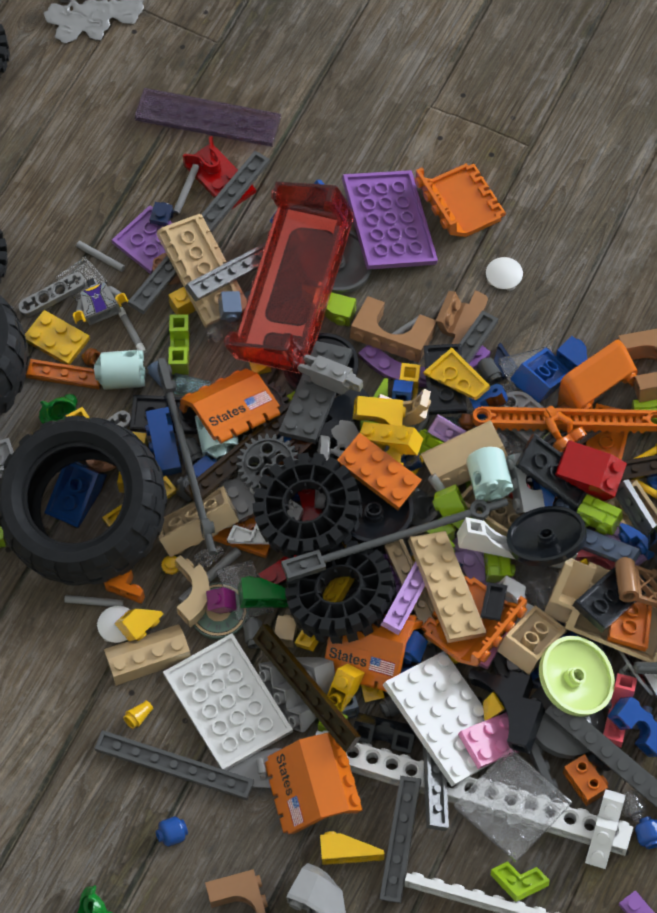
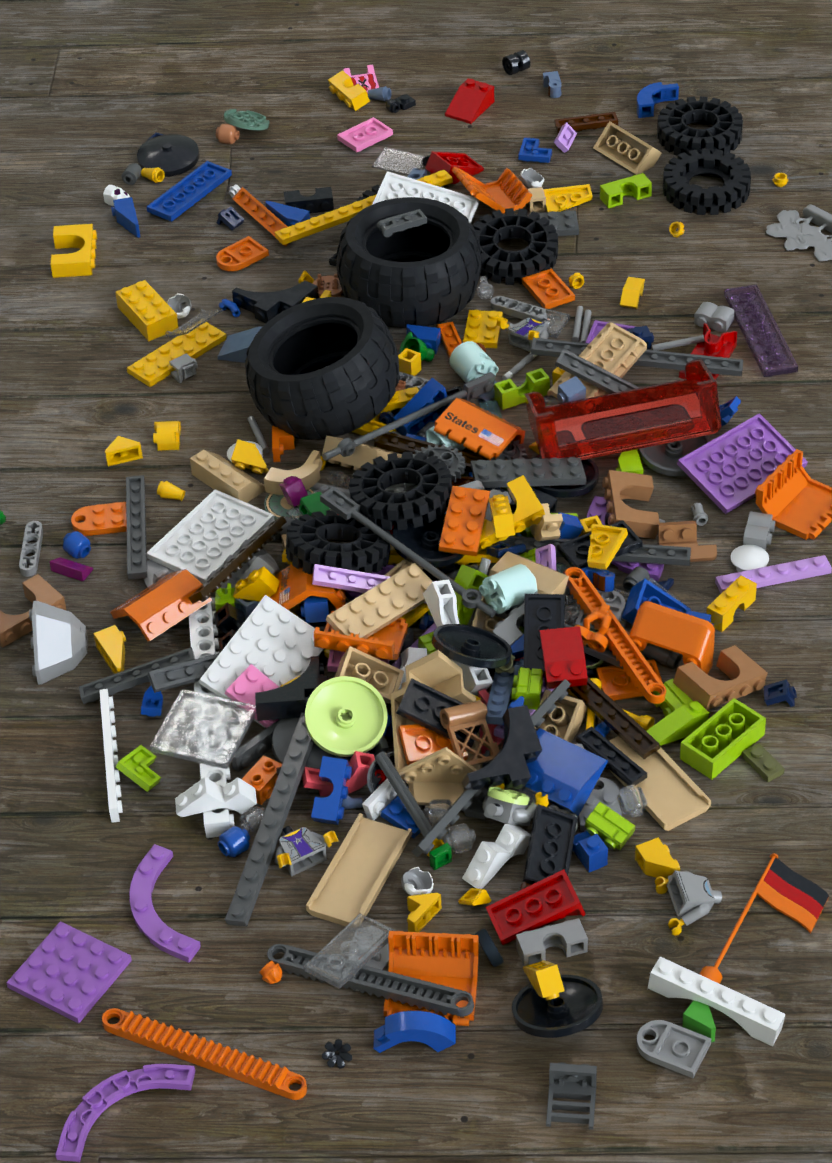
camera: 65 degrees right, 20 degrees down
(19, 109) = (673, 227): none -> yellow plate
(34, 256) = (548, 289): none -> orange plate
(37, 227) = (578, 283): none -> yellow plate
(44, 390) = (429, 335): none -> blue slope
(46, 683) = (167, 435): none -> yellow cylinder
(48, 736) = (123, 451): none -> yellow slope
(89, 189) = (631, 292): none -> yellow slope
(111, 252) = (586, 324): none -> light grey bar
(139, 793) = (100, 519): none -> orange plate
(144, 880) = (31, 548): none -> light grey beam
(168, 143) = (716, 317): none -> light grey brick
(198, 849) = (70, 568): none -> magenta slope
(330, 374) = (541, 464): light grey hinge -> none
(429, 284) = (699, 515): none -> light grey pin
(438, 840) = (152, 703): none -> blue plate
(476, 250) = (758, 529): none -> light grey brick
(494, 601) = (400, 638): black tile -> none
(533, 266) = (779, 573): none -> lavender plate
(553, 303) = (737, 595): none -> yellow arch

